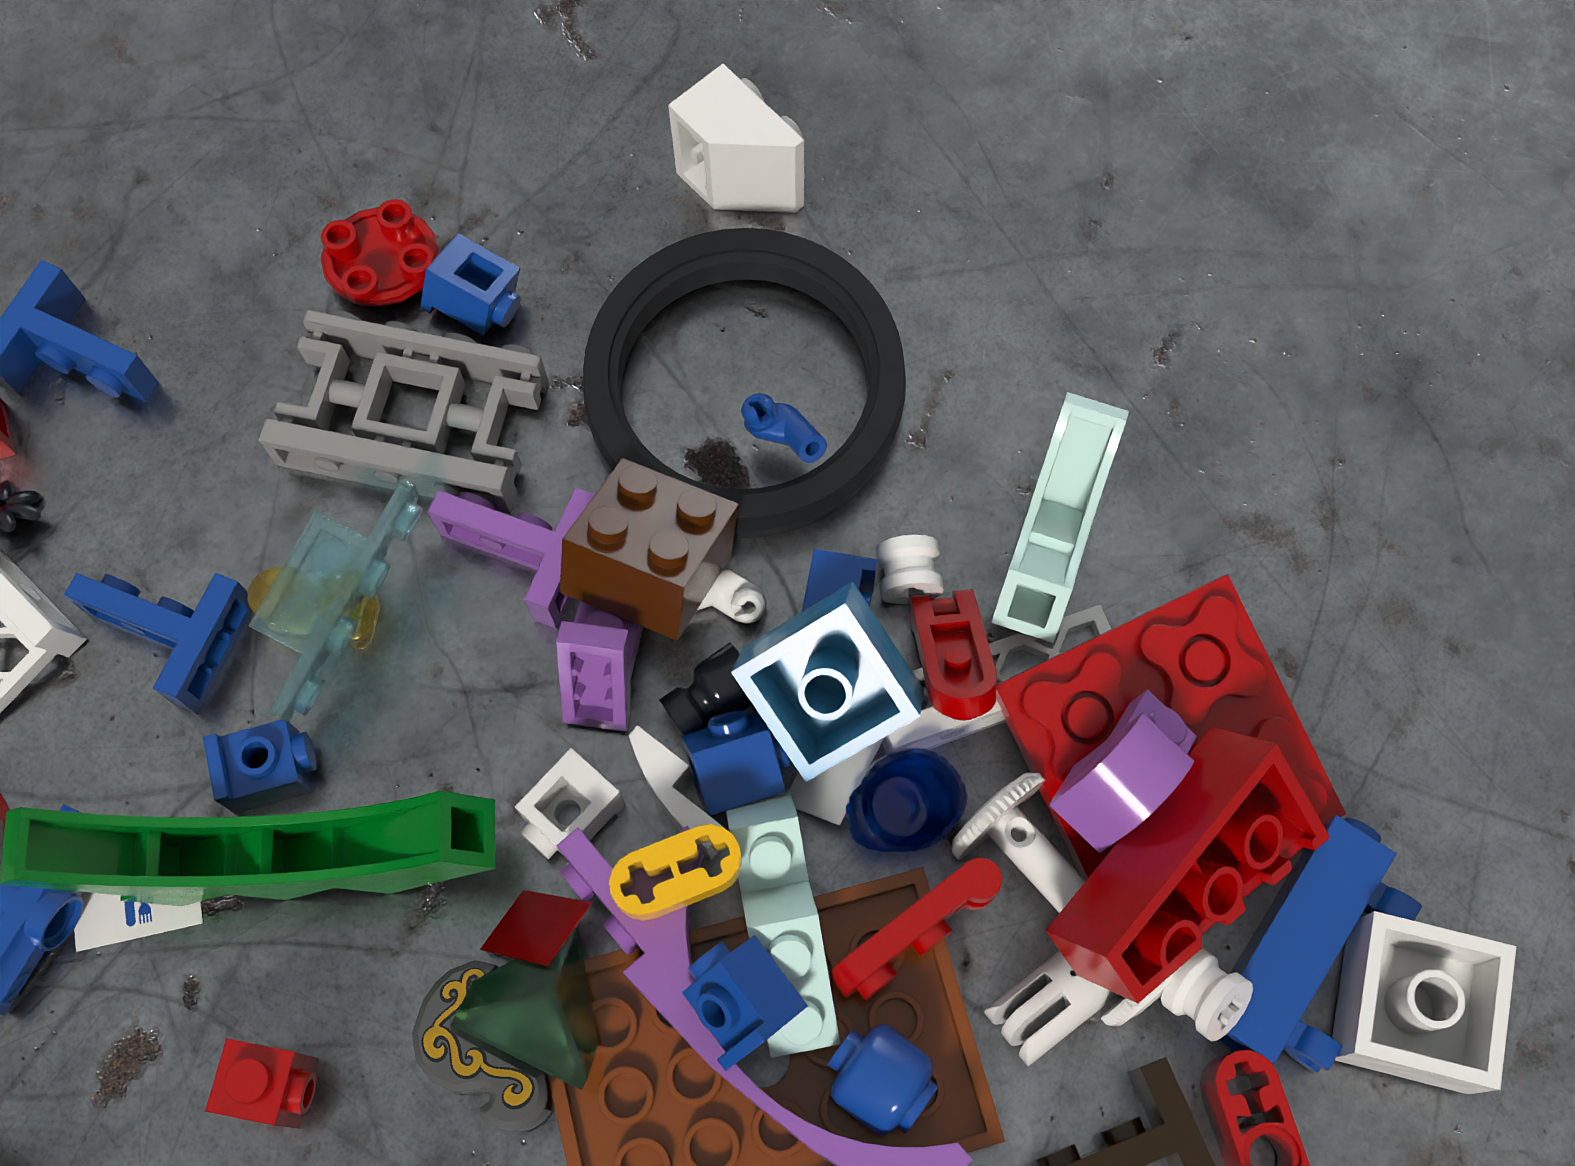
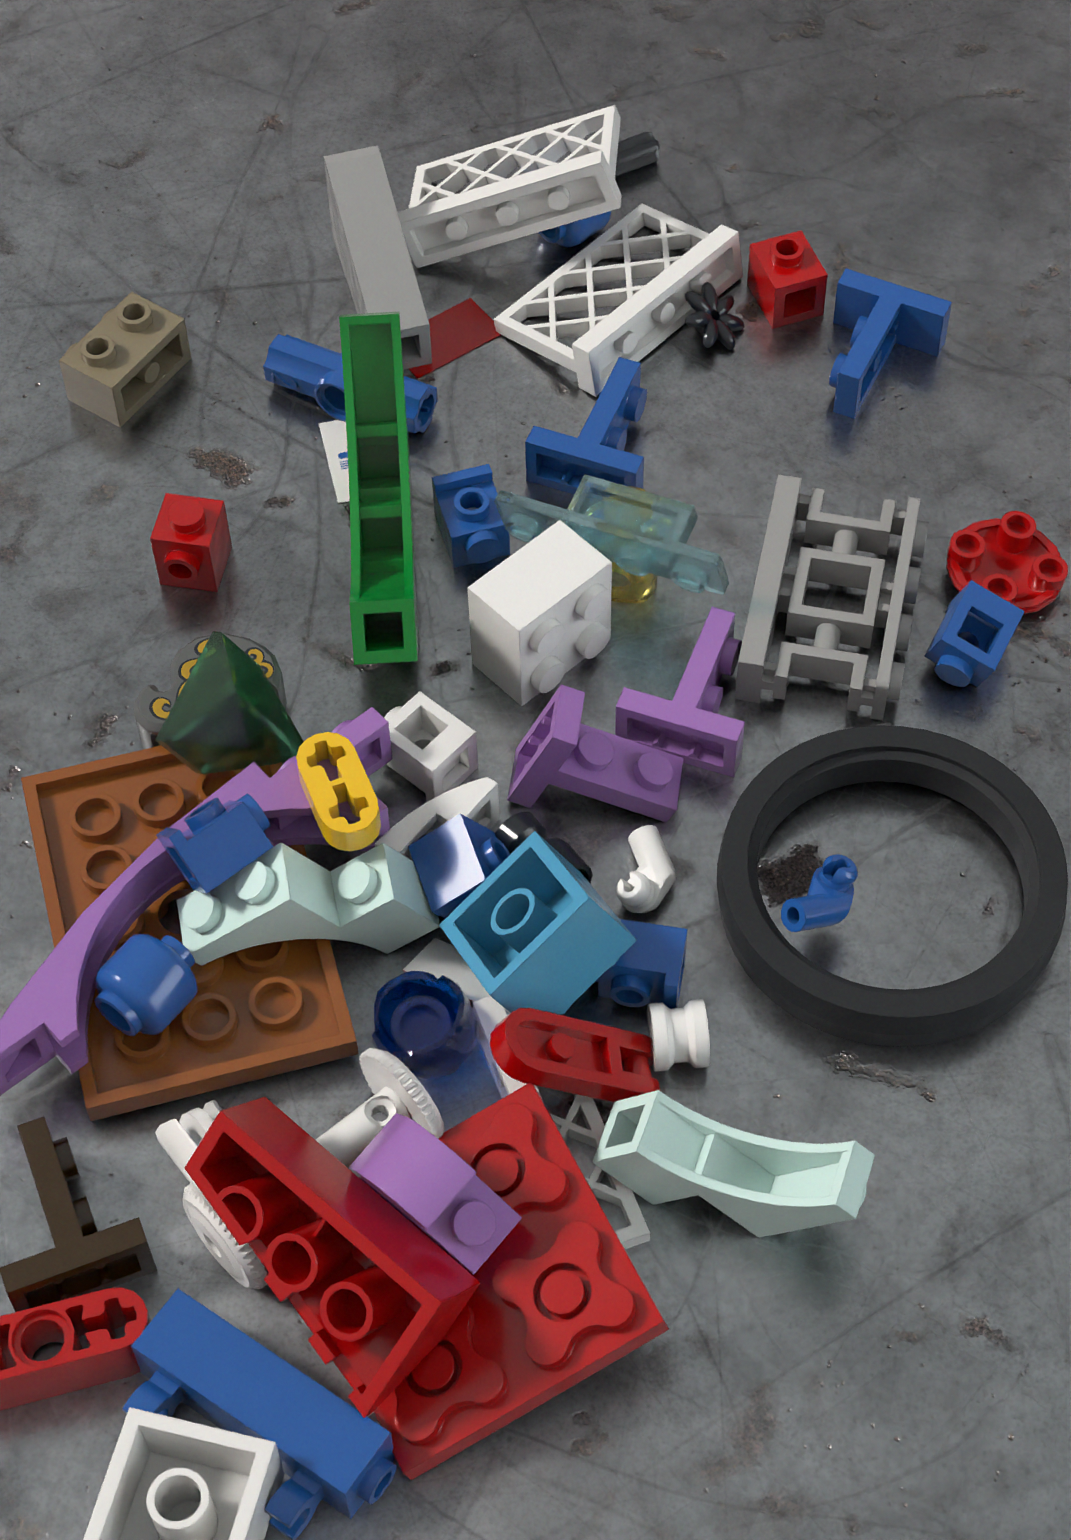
camera: 90 degrees right, 15 degrees down
(423, 676) = (540, 613): none -> white brick
(535, 927) = (304, 714): red sticker -> none
(648, 548) = (677, 779): reddish brown brick -> none
(918, 927) = (289, 1018): red plate -> none
(1207, 995) = (199, 1266): white wheel -> none

